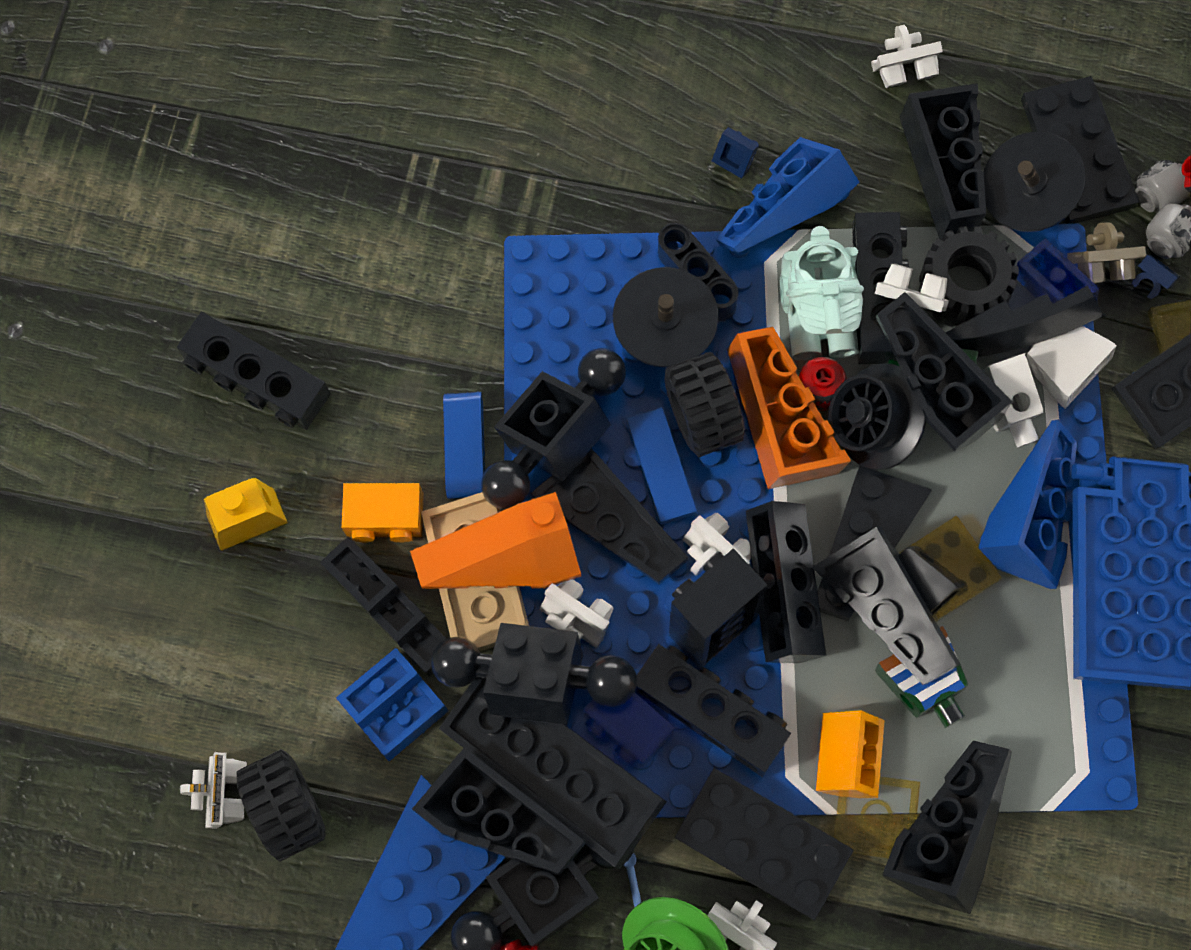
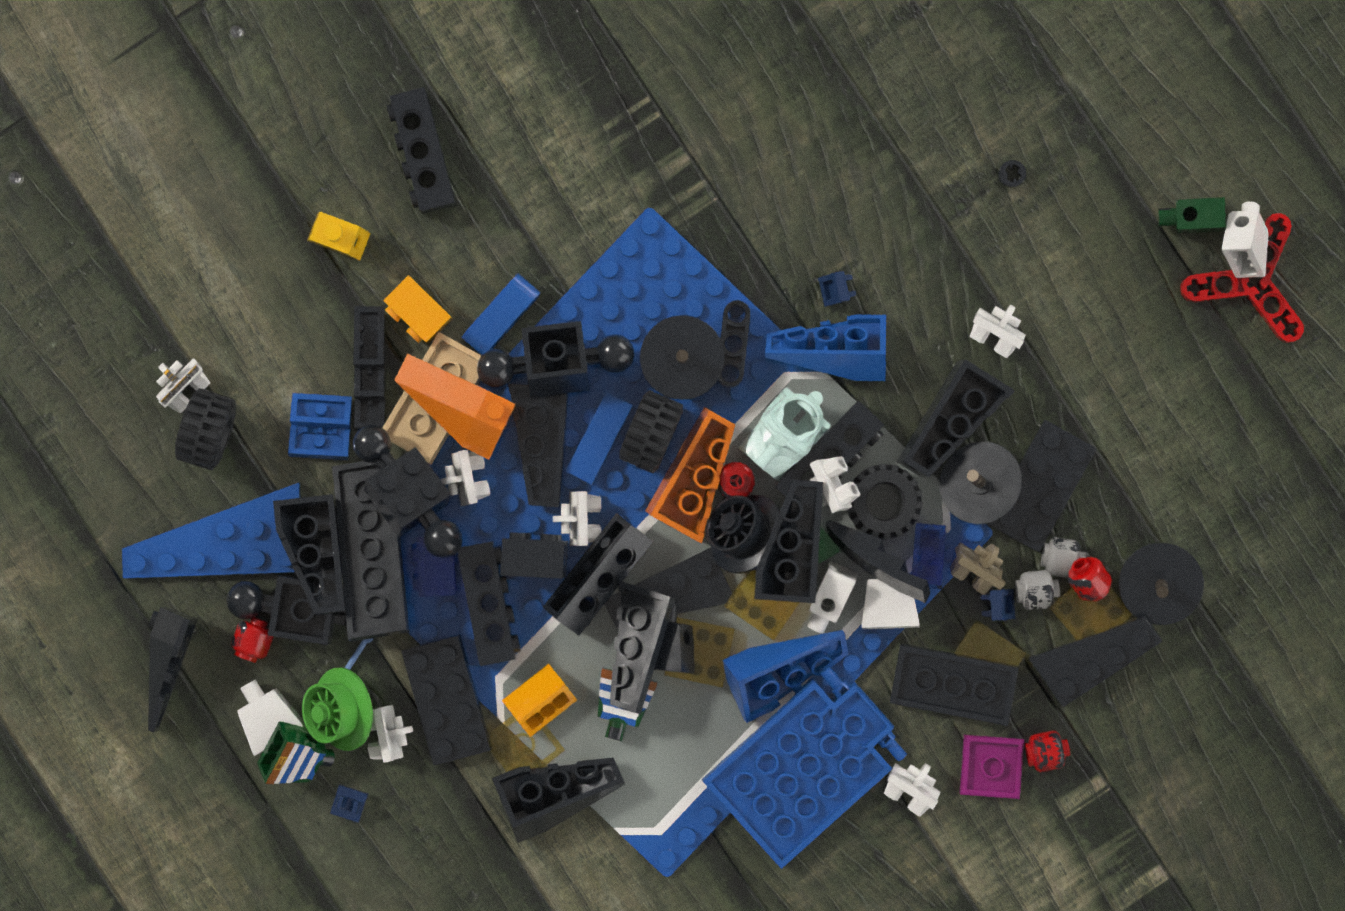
camera: 40 degrees right, 15 degrees up
(955, 474) = (764, 615): none -> clear yellow tile

